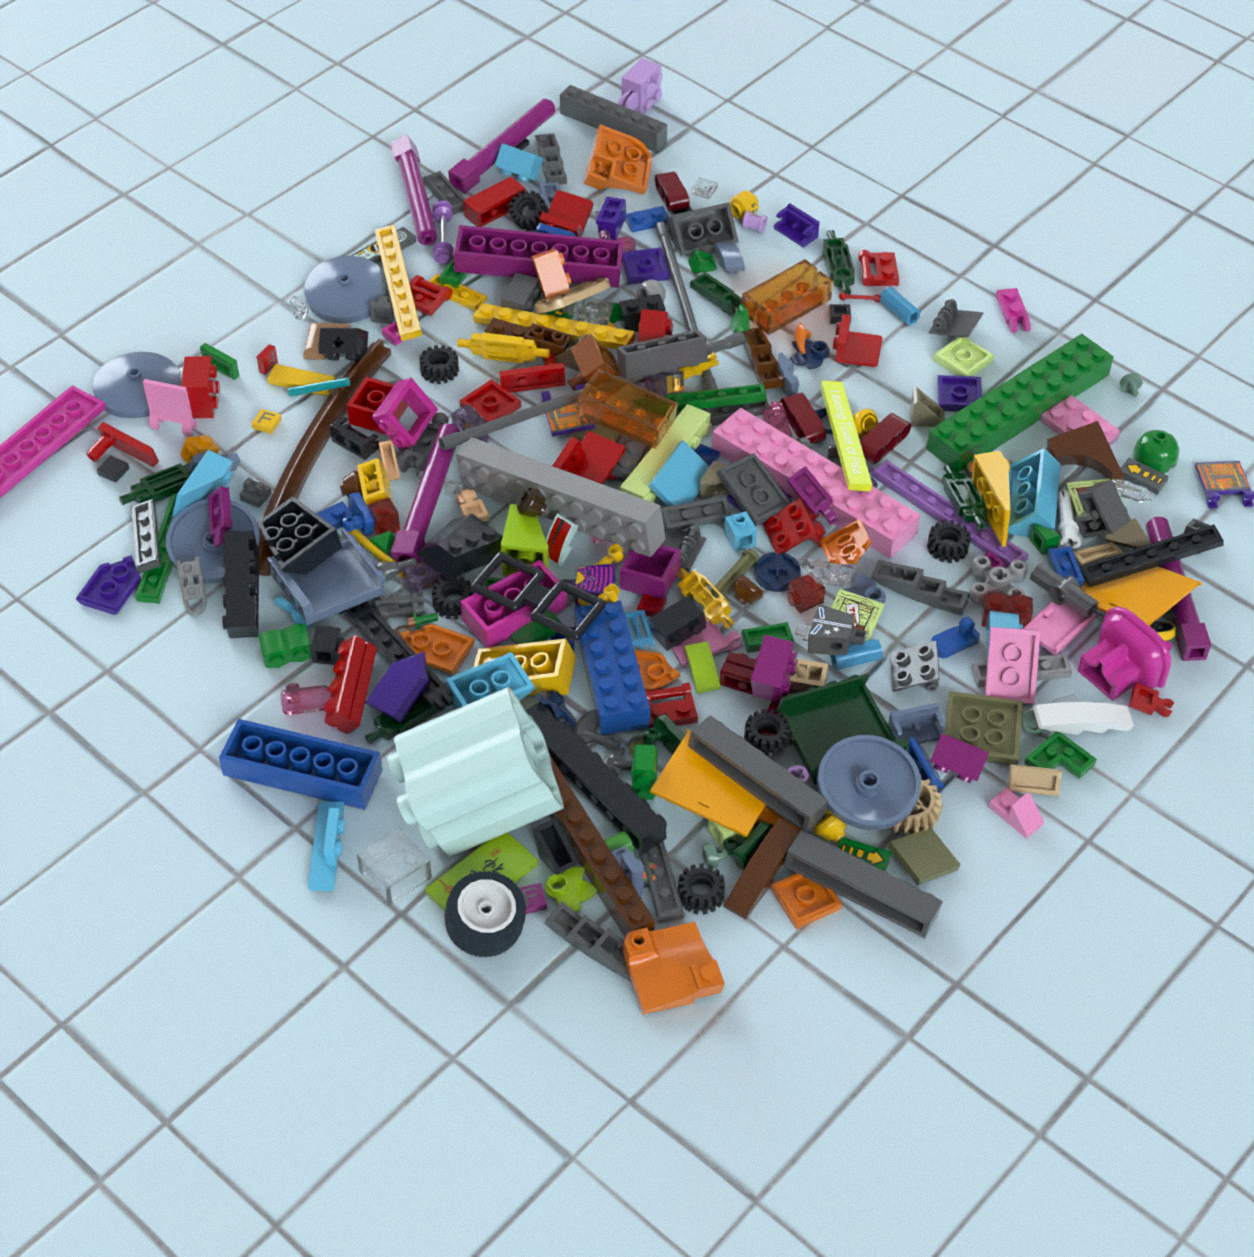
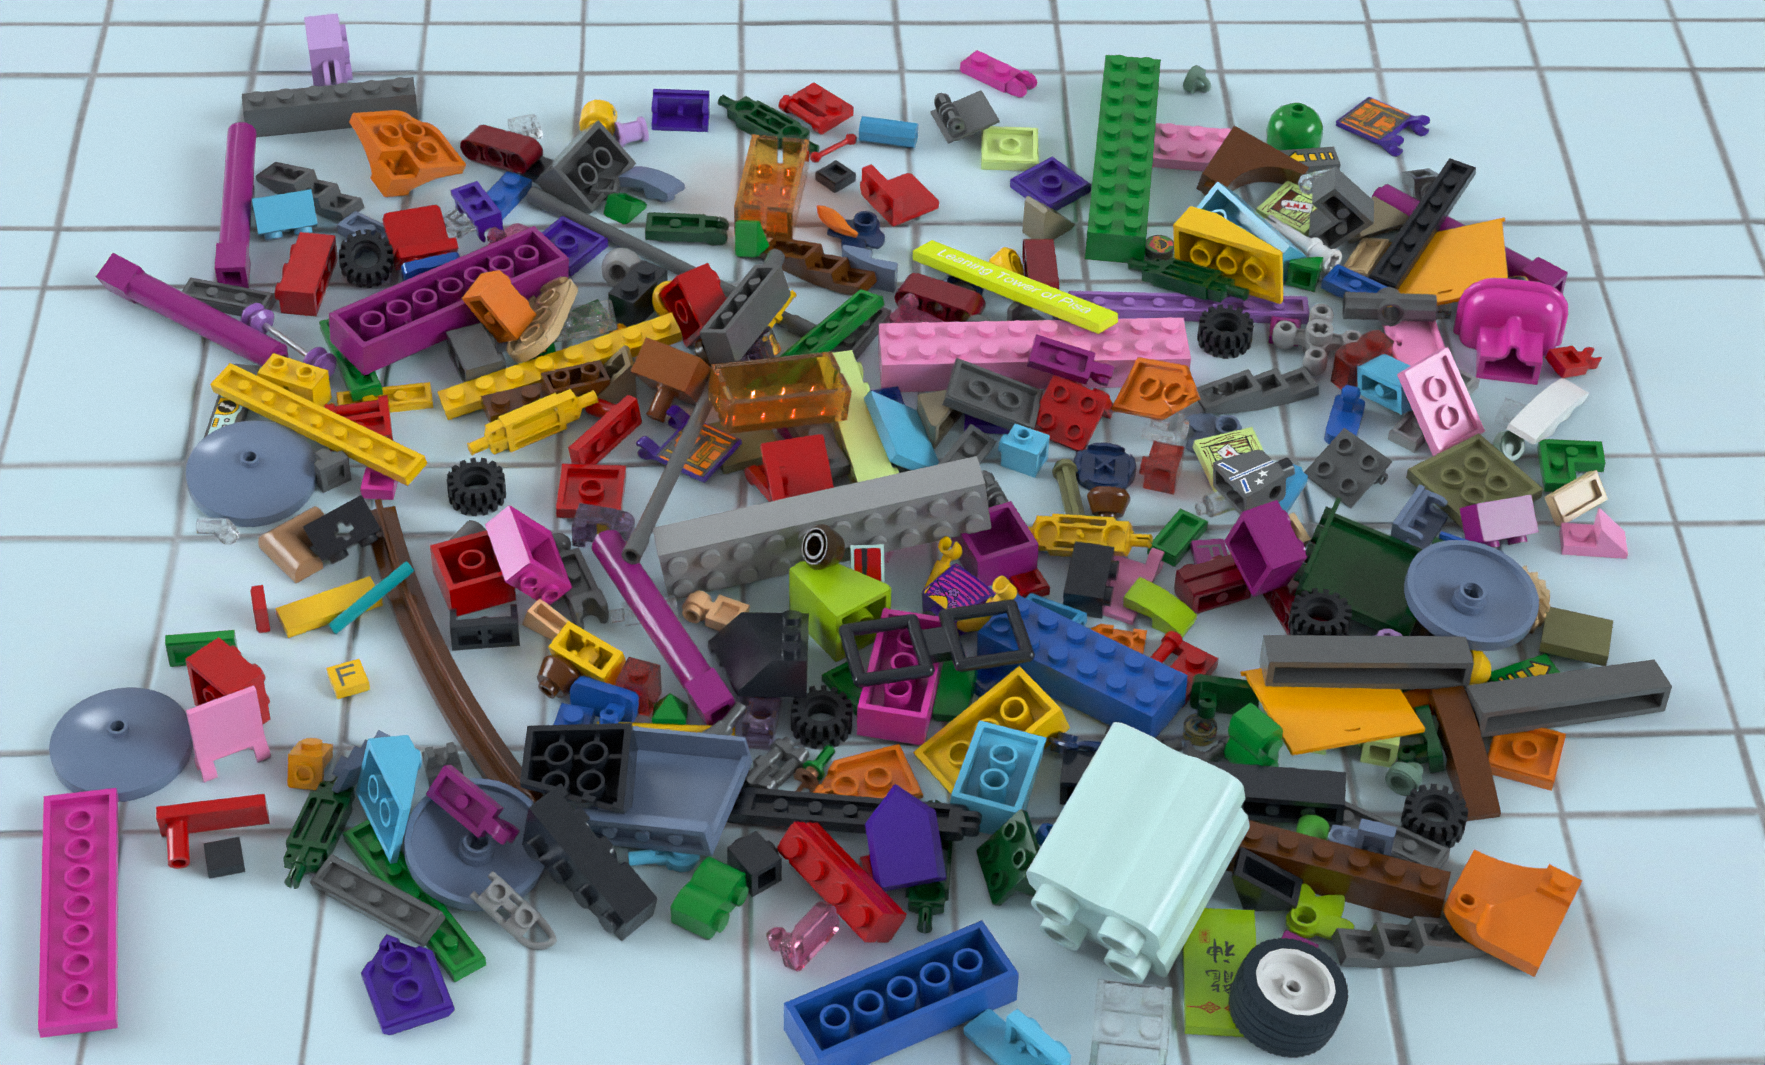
camera: 45 degrees left, 5 degrees down
(417, 255) = (298, 378): none -> yellow brick

